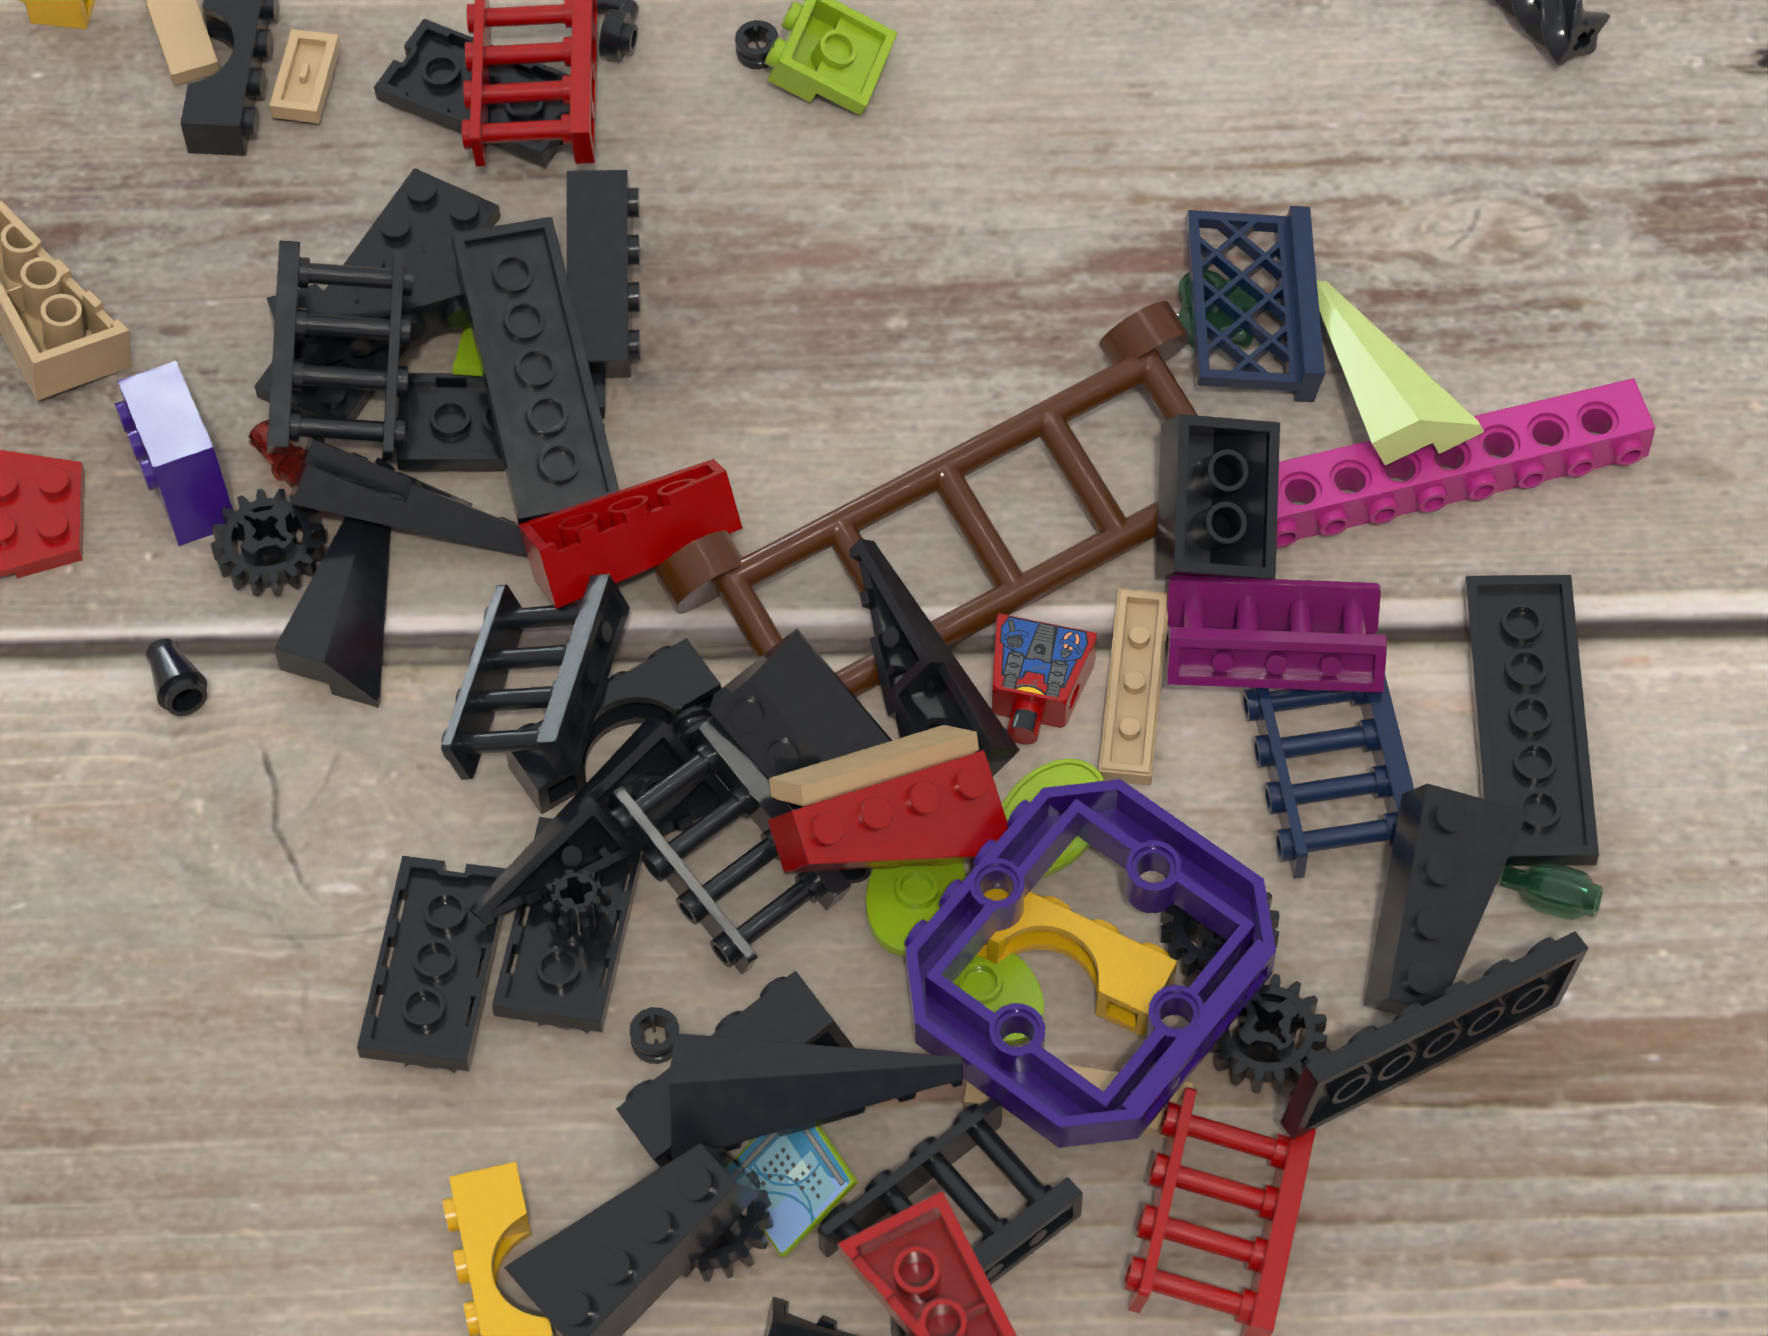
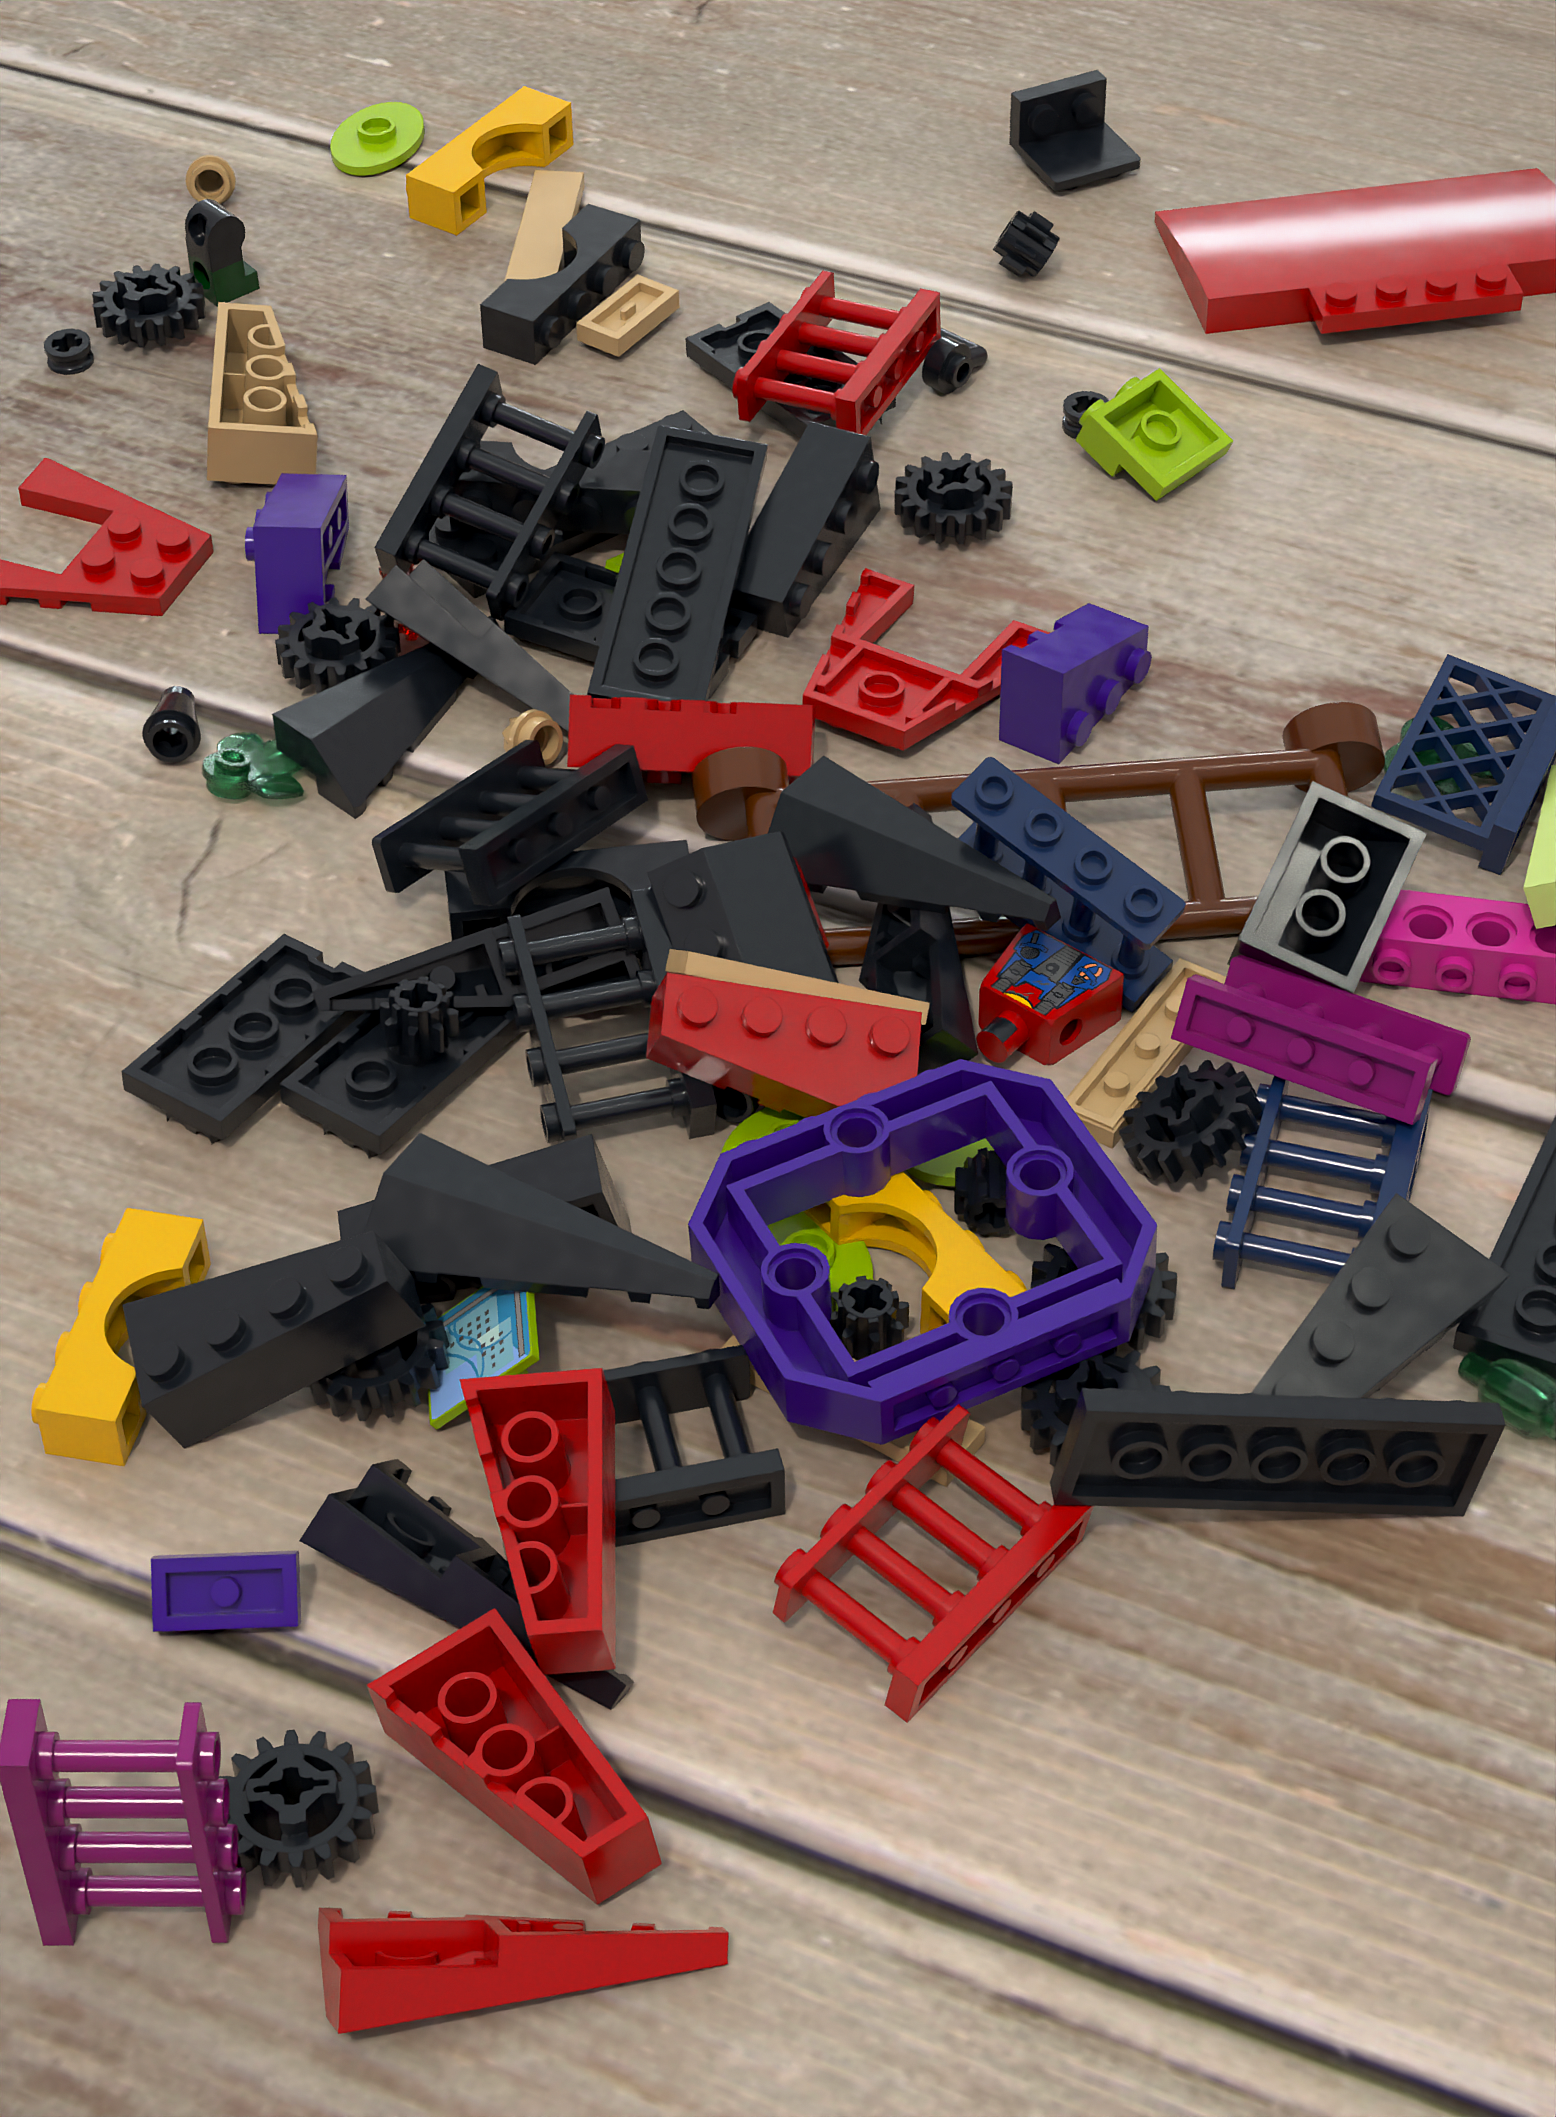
camera: 25 degrees right, 15 degrees down
(266, 695) = (249, 766): none -> clear green plate
(485, 571) = (535, 726): none -> tan plate
(698, 183) = (953, 498): none -> black gear
(755, 412) = (888, 692): none -> red wing
(873, 605) = (890, 855): none -> black wedge
(901, 345) = (1069, 680): none -> dark purple wedge
(1020, 575) = (1102, 896): none -> dark blue fence
(1072, 1015) = (868, 1316): none -> black gear
(1091, 876) = (982, 1192): none -> black gear
(1230, 742) = (1190, 1121): none -> black gear

